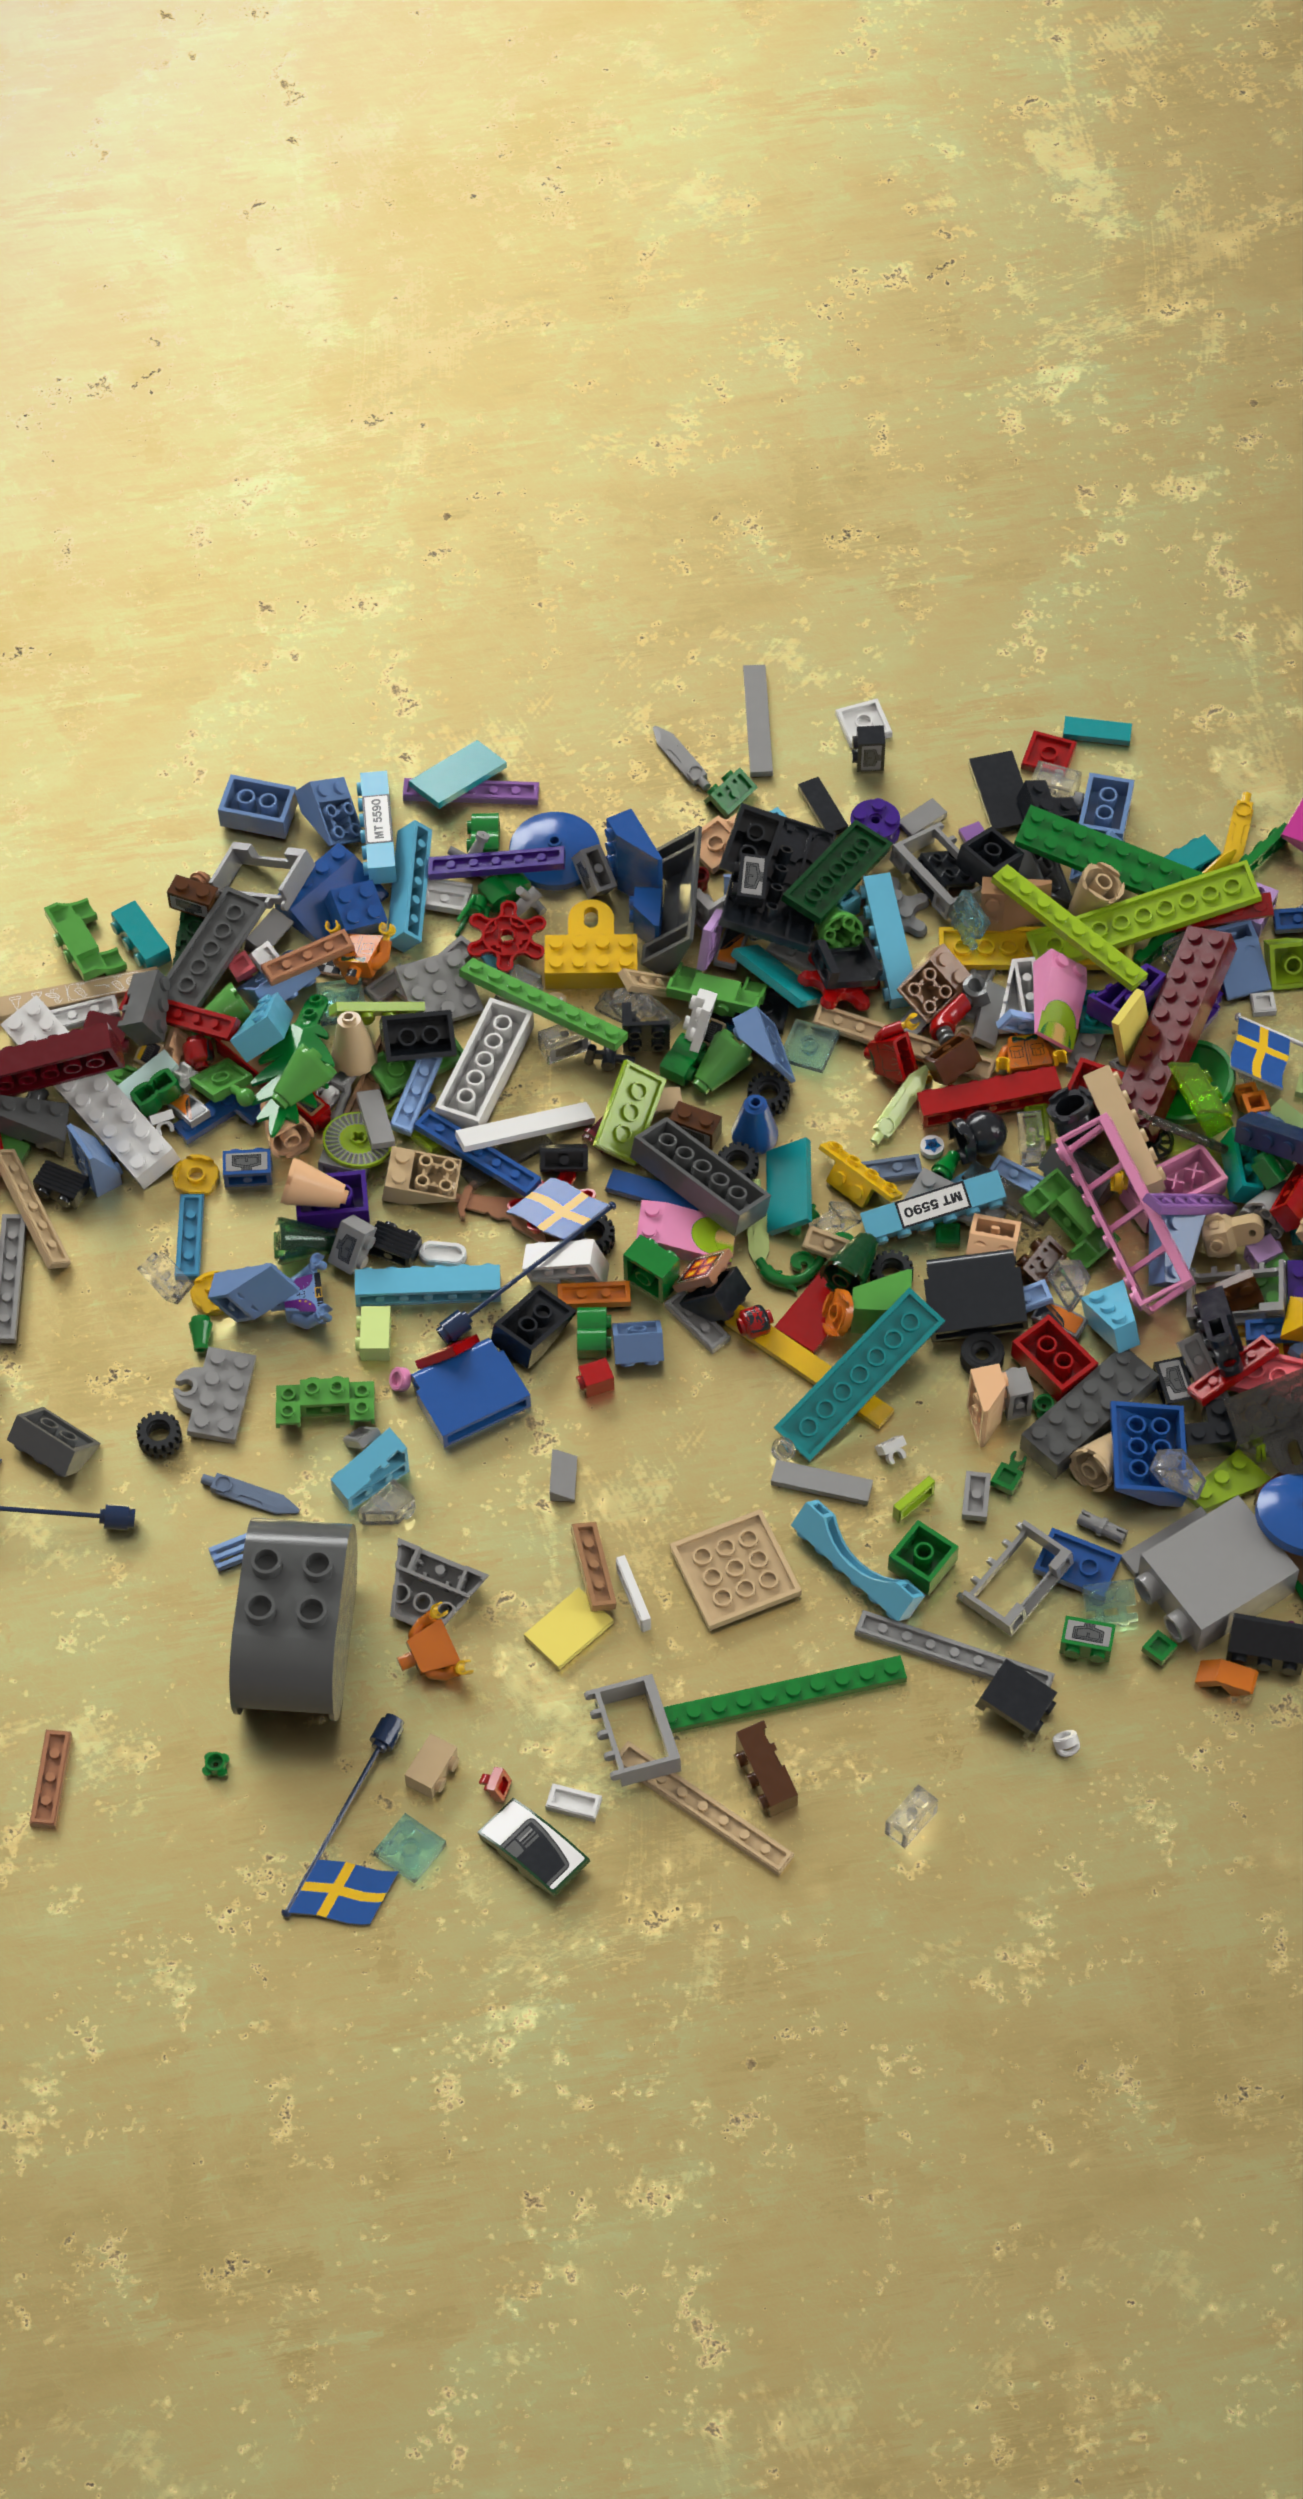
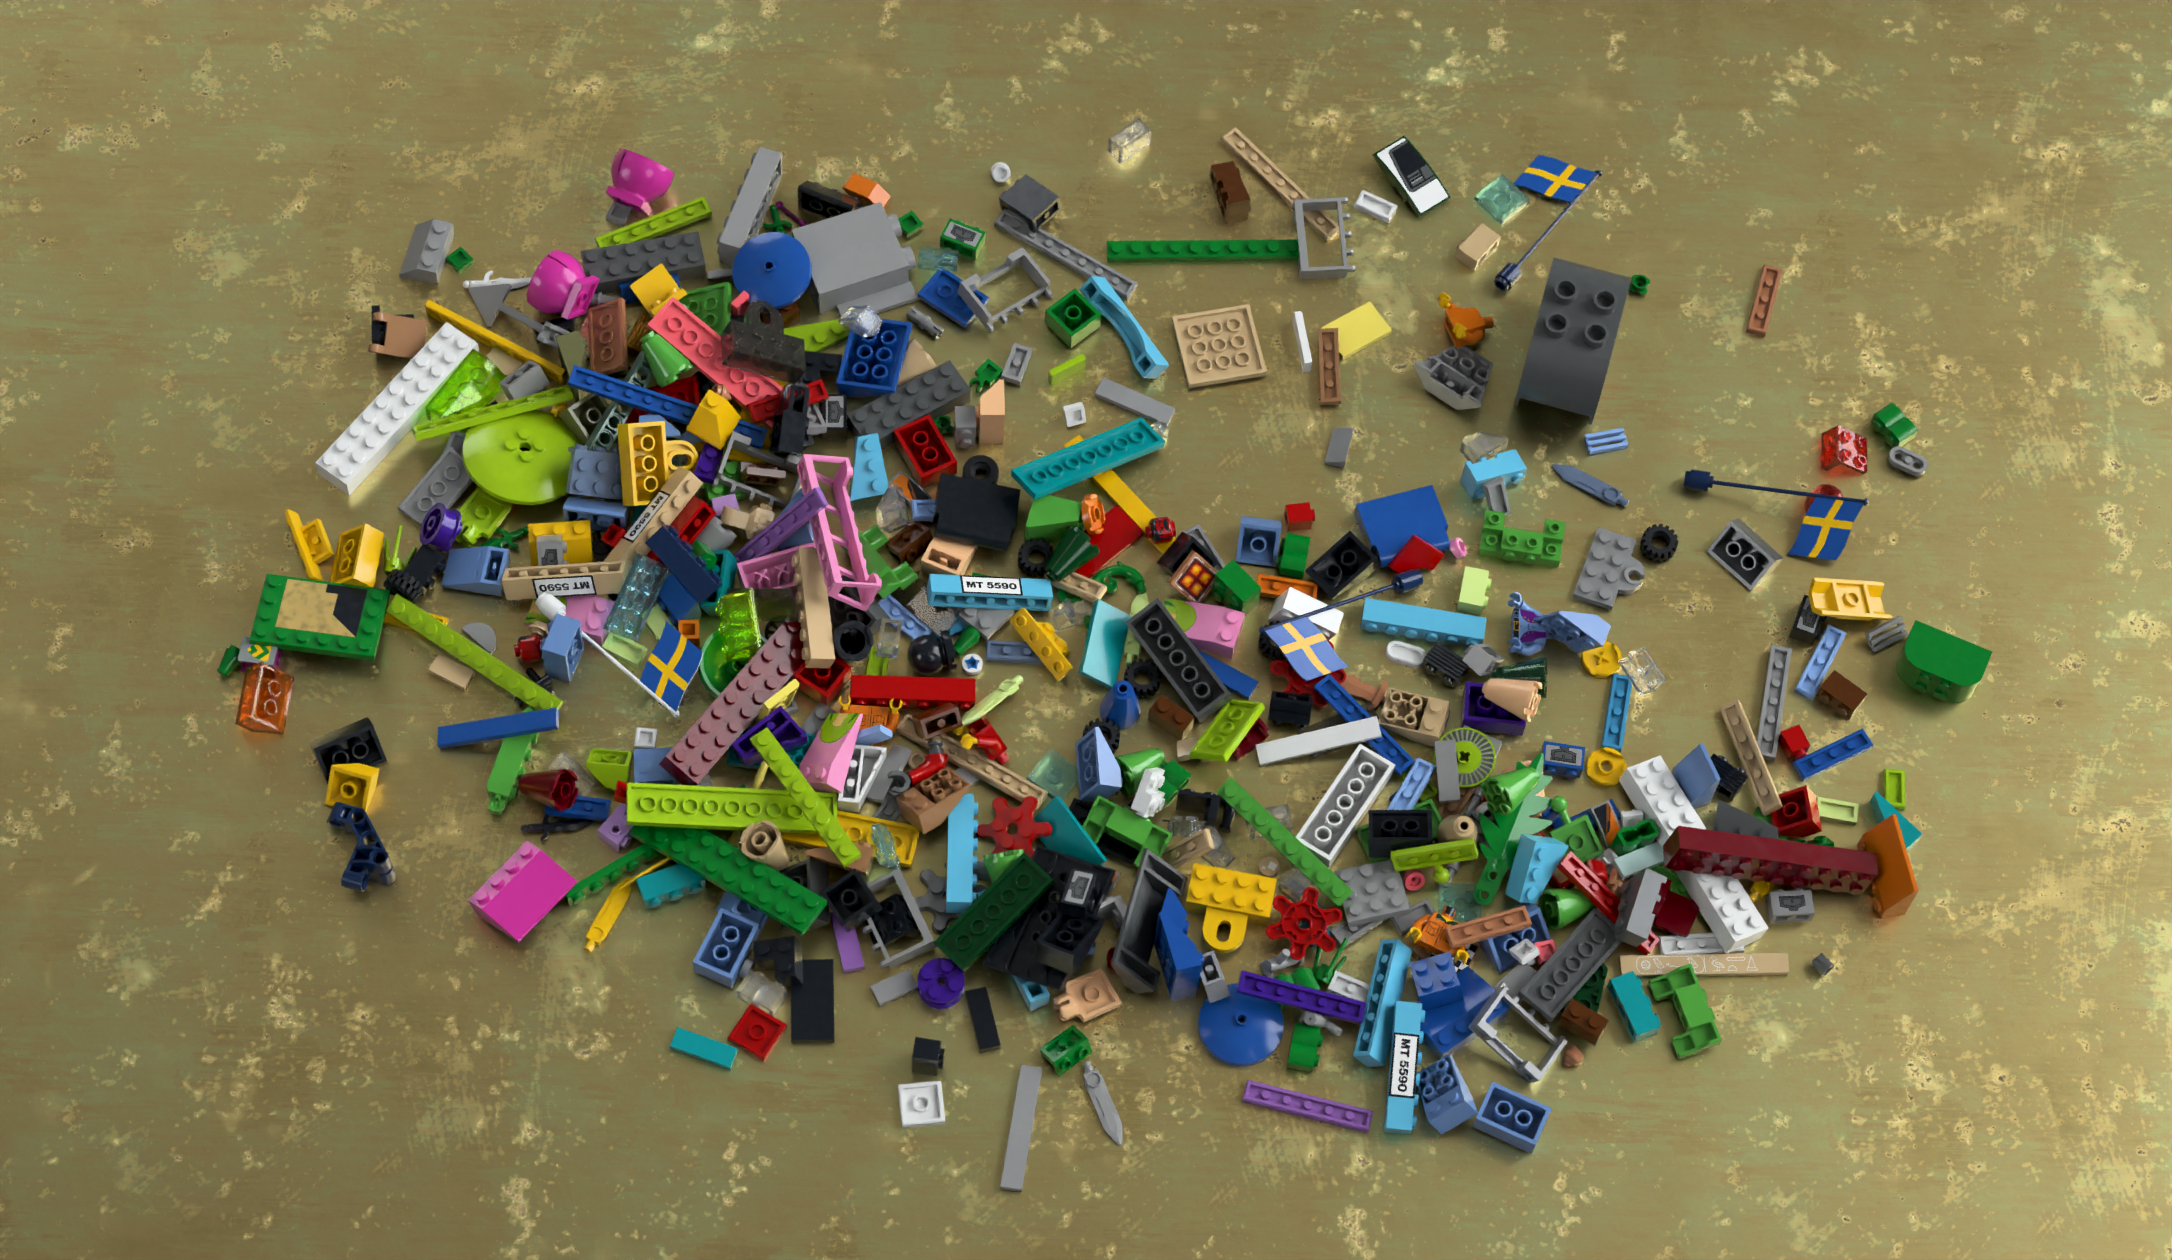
camera: 175 degrees left, 5 degrees up
(200, 1331) = (1617, 622): green cone -> none
(457, 774) = (1318, 1118): tile -> none
(496, 1784) = (1432, 225): tile -> none
(709, 941) = (1122, 874): lavender tile -> none
(847, 966) = (1006, 828): black panel -> none

